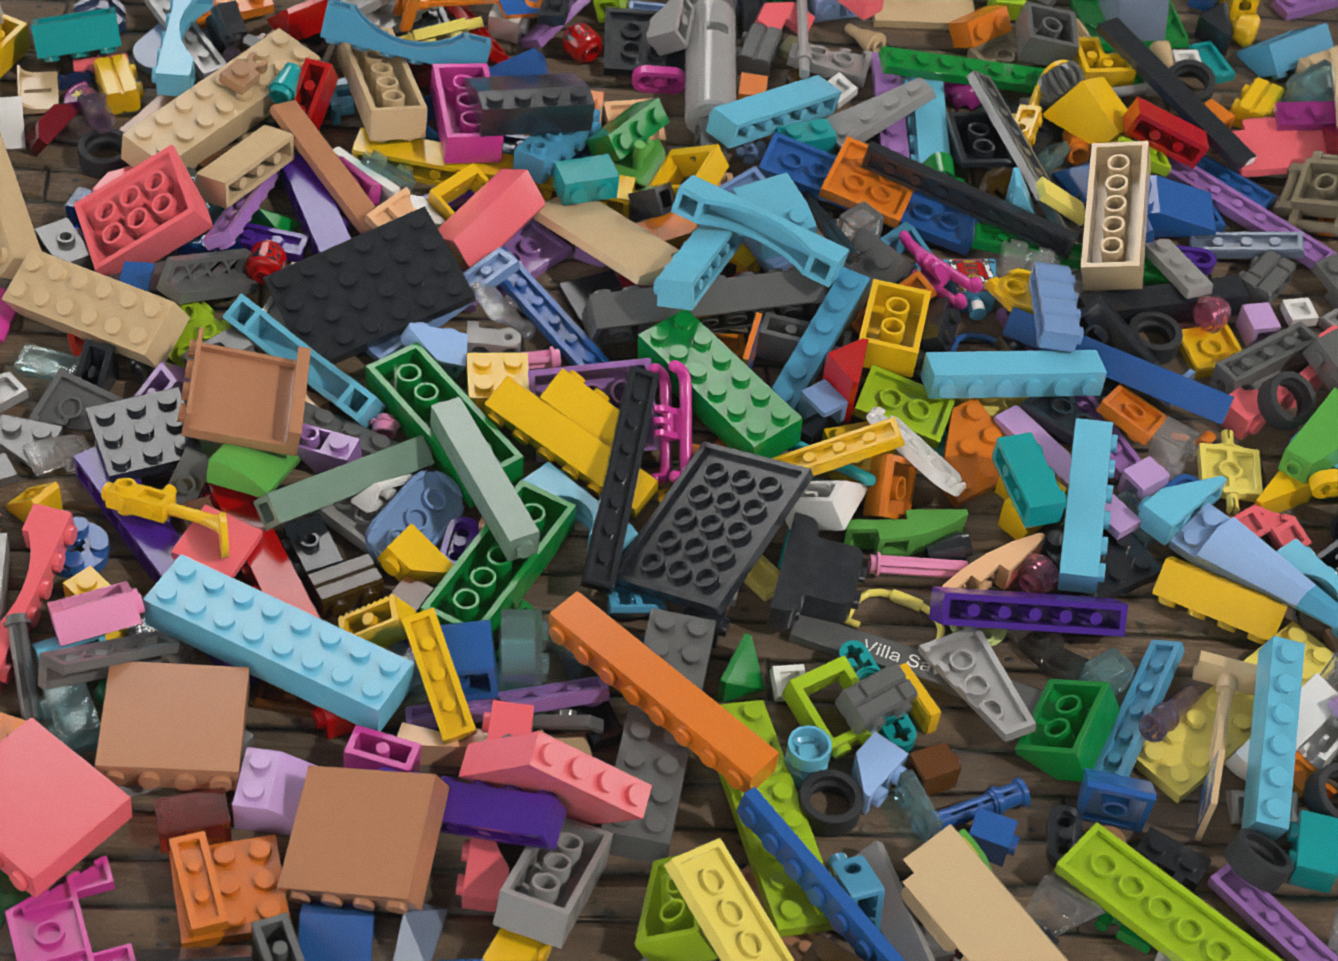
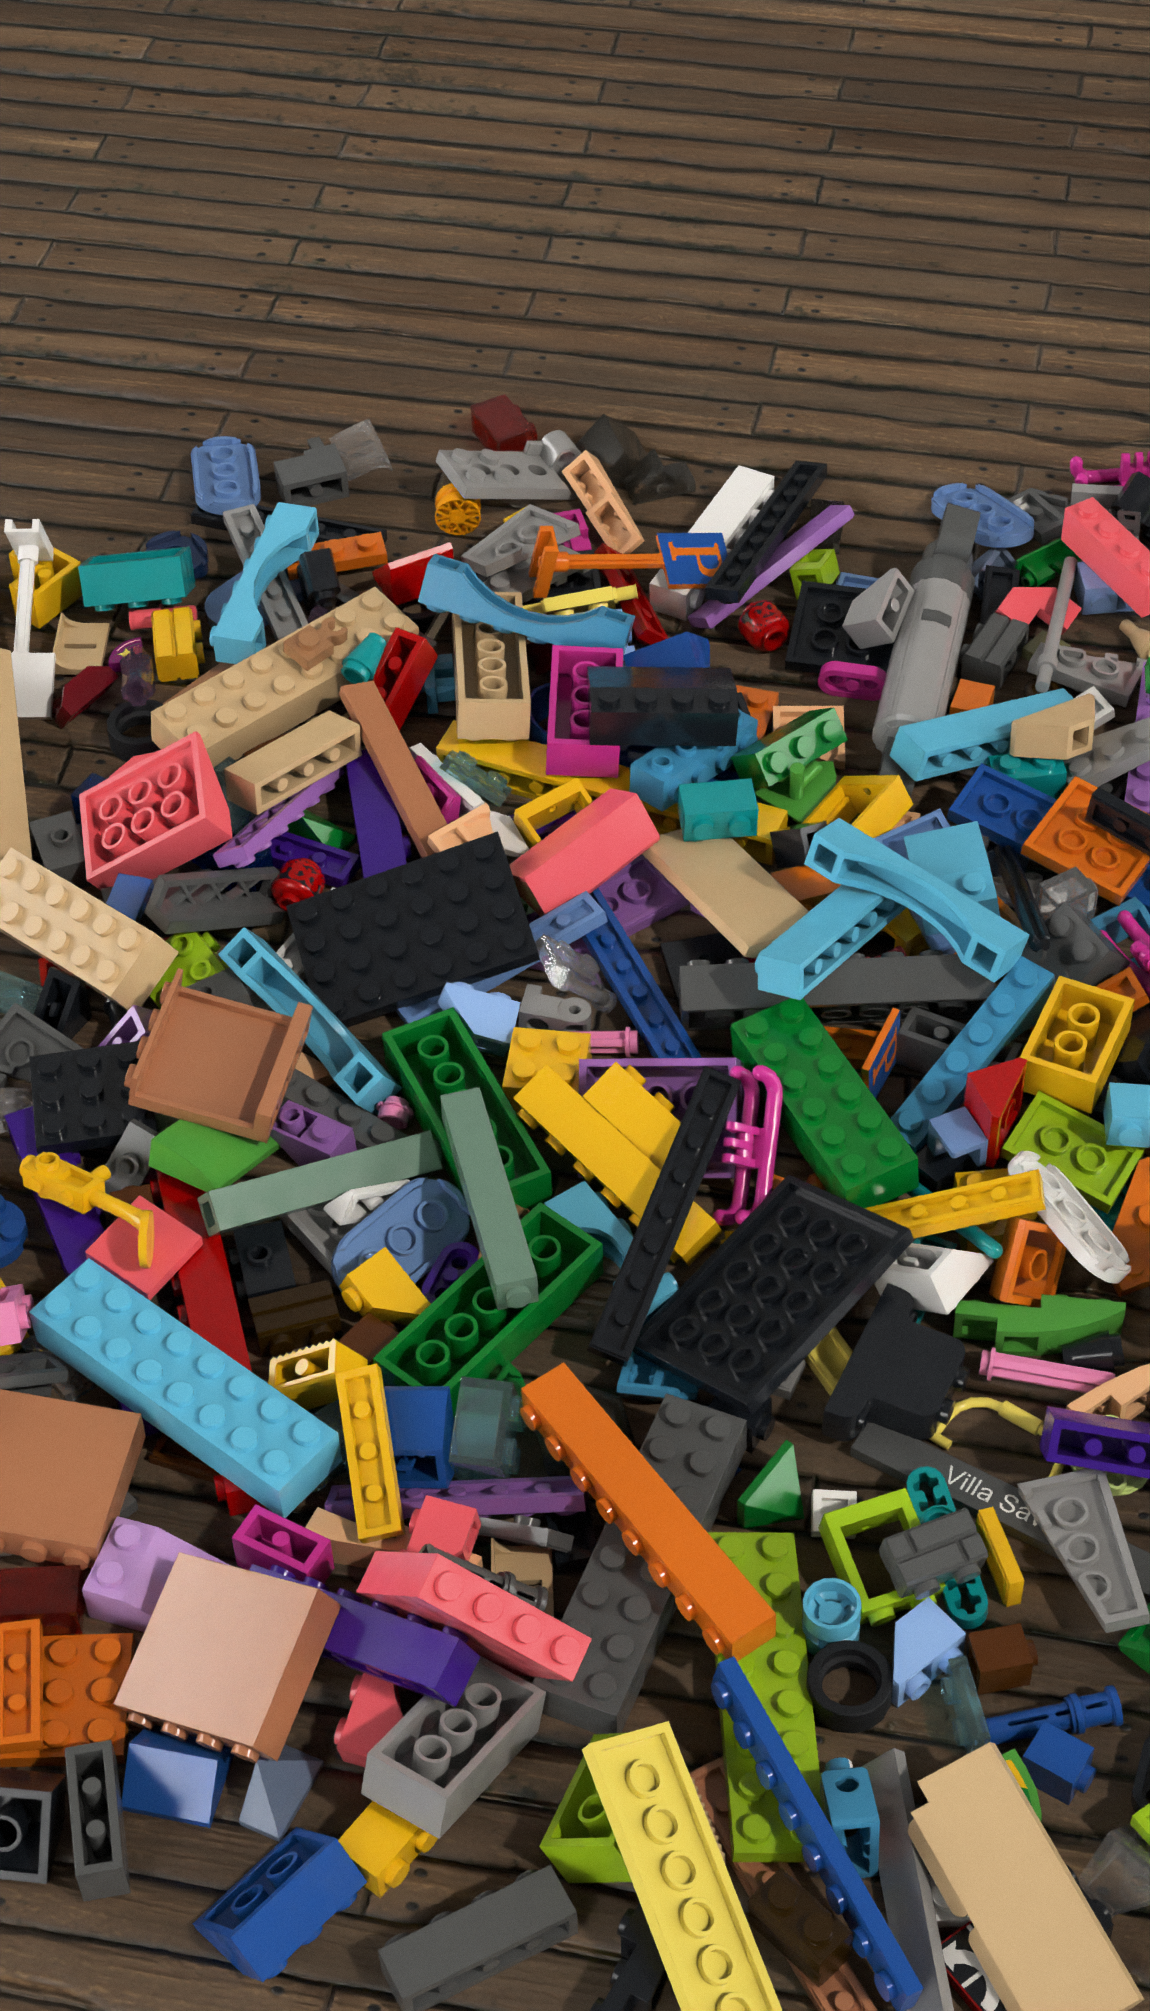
camera: 20 degrees right, 0 degrees up
(74, 78) = (128, 632): clear blue piece -> none
(751, 152) = (952, 784): medium blue plant -> none
(824, 105) = (1055, 731): none -> tan slope

